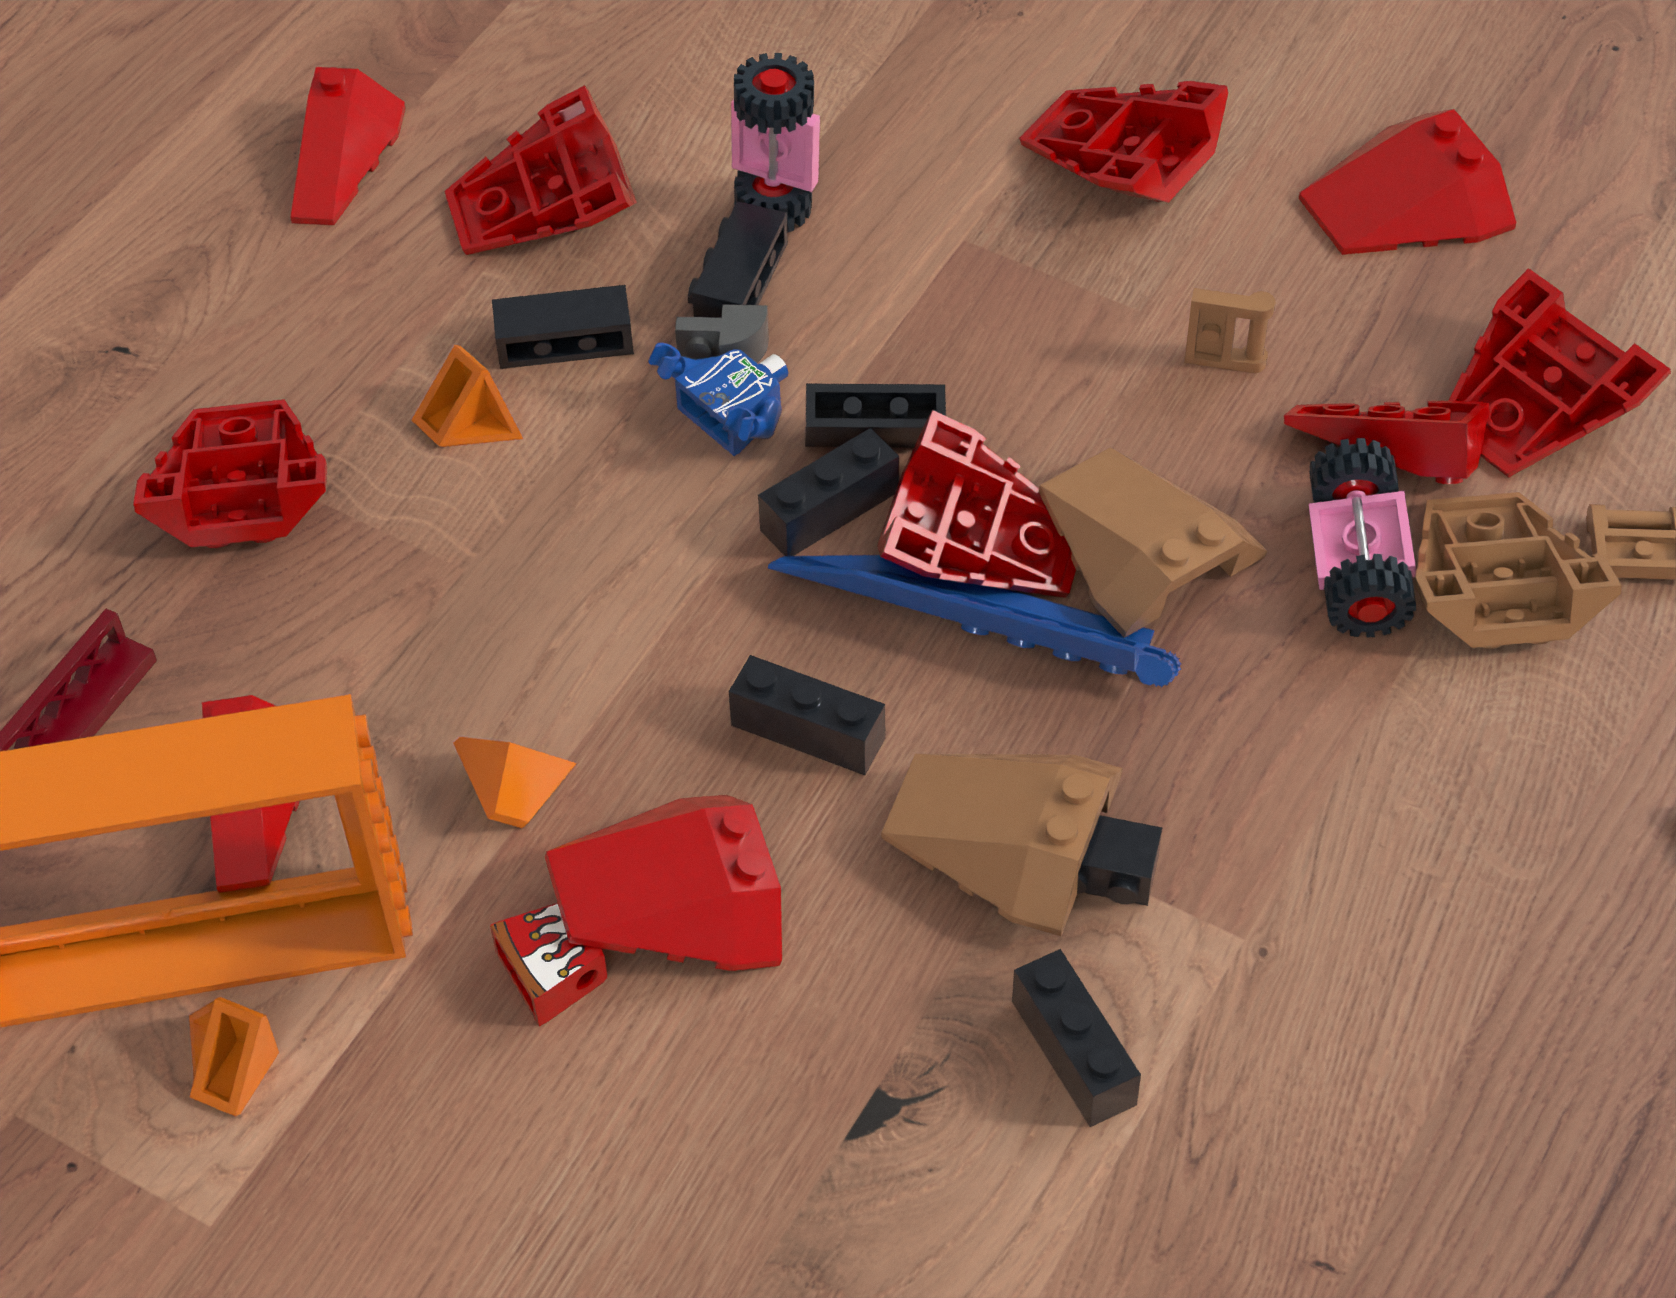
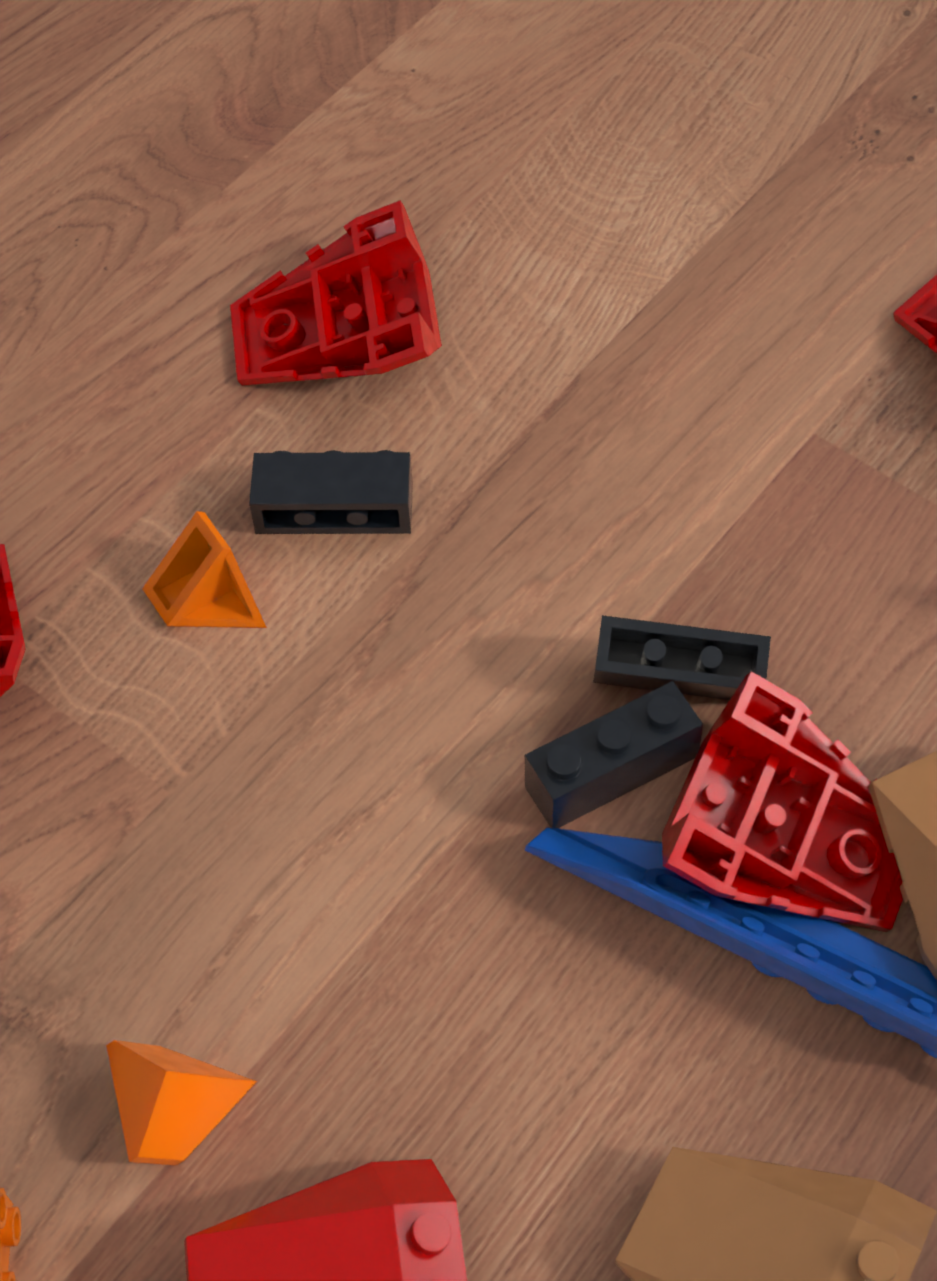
camera: 10 degrees right, 5 degrees up
(342, 137) = (128, 226): red wedge -> none
(725, 393) = (509, 605): blue torso -> none
(739, 328) = (529, 535): dark grey brick -> none
(741, 261) = (546, 442): black brick -> none
(775, 136) = (606, 296): plate -> none
(807, 714) = (545, 1066): black brick -> none

